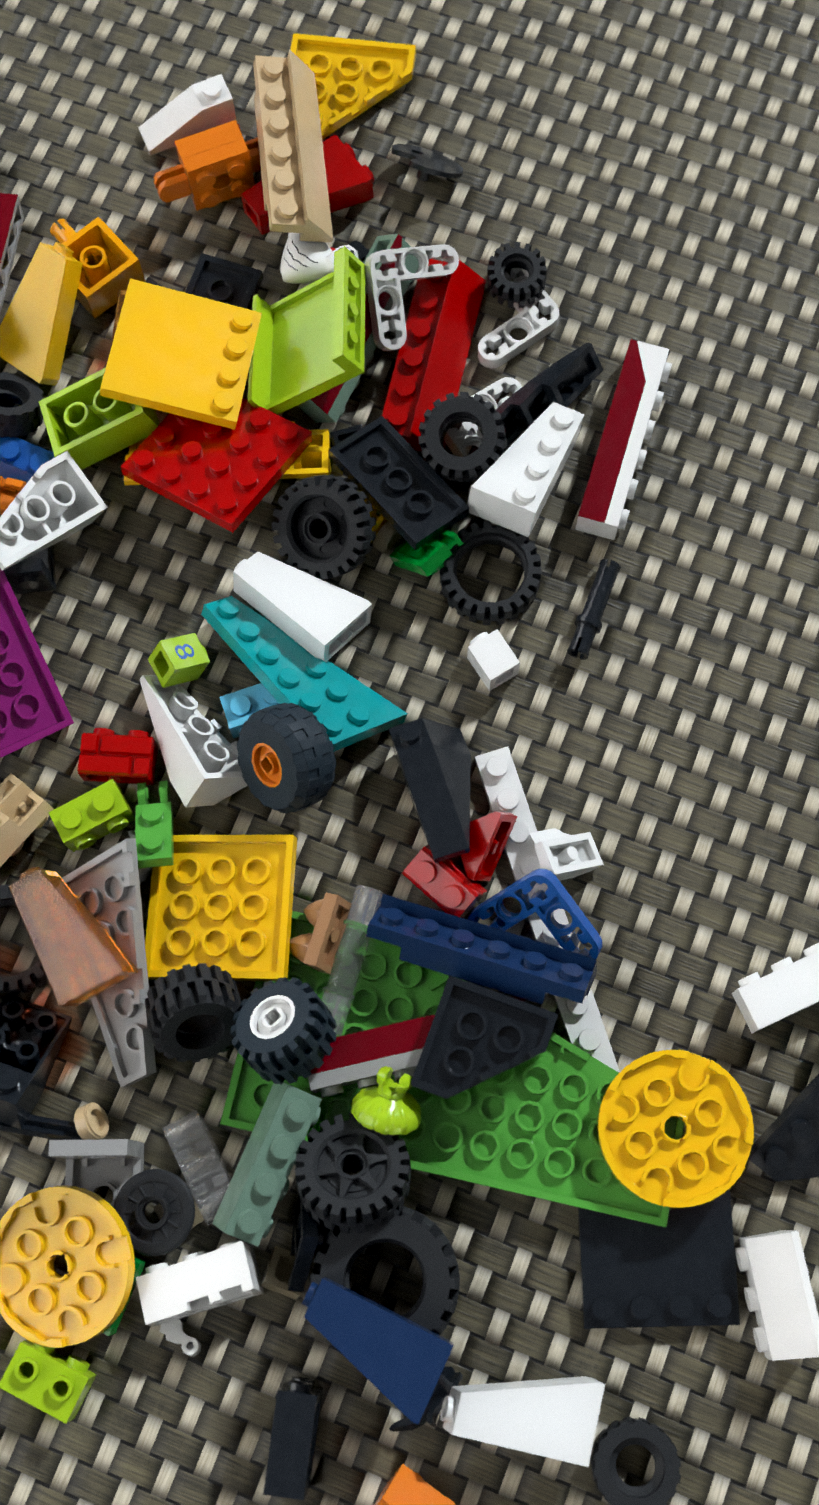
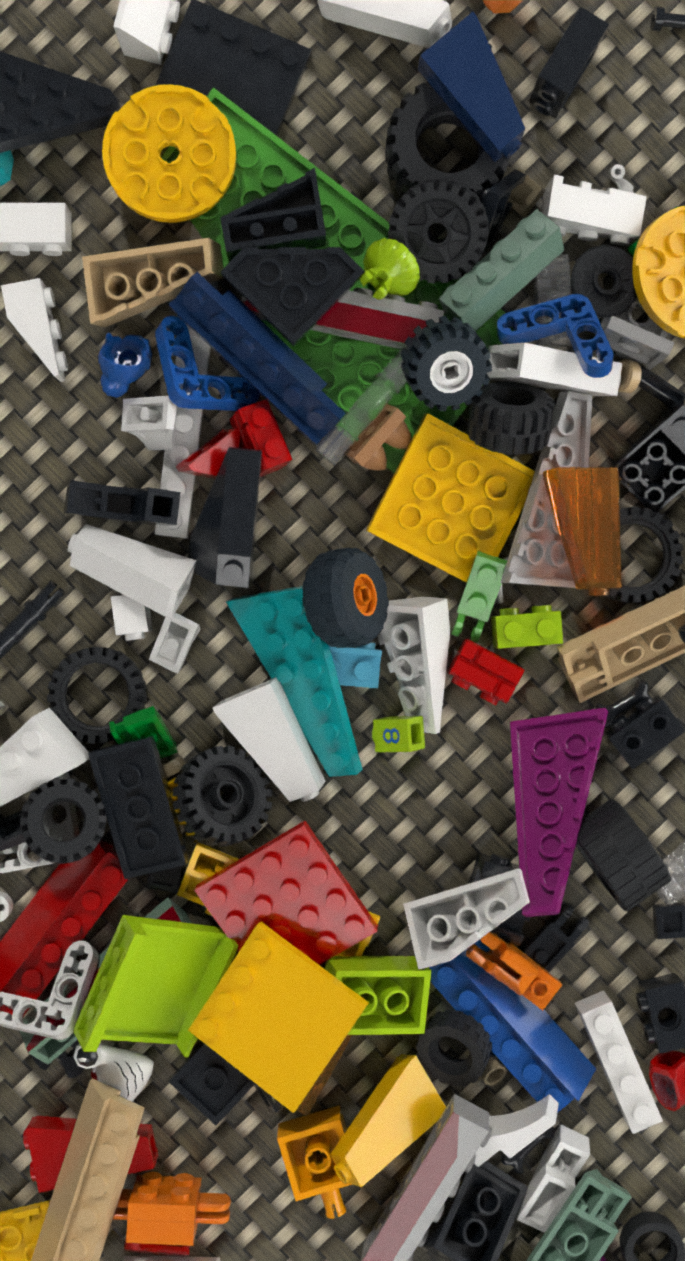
camera: 160 degrees left, 15 degrees up
(170, 1140) = (571, 323): none -> blue beam
(171, 1087) = (549, 369): none -> white slope
(438, 653) = (174, 642): none -> white slope
(510, 698) = (133, 568): none -> white slope
(526, 1103) = (280, 219): none -> black wedge
(536, 763) = (122, 504): none -> black arch
(632, 895) = (120, 371): none -> blue piece
(639, 988) = (145, 277): none -> tan wedge
(732, 899) = (30, 312): none -> white slope

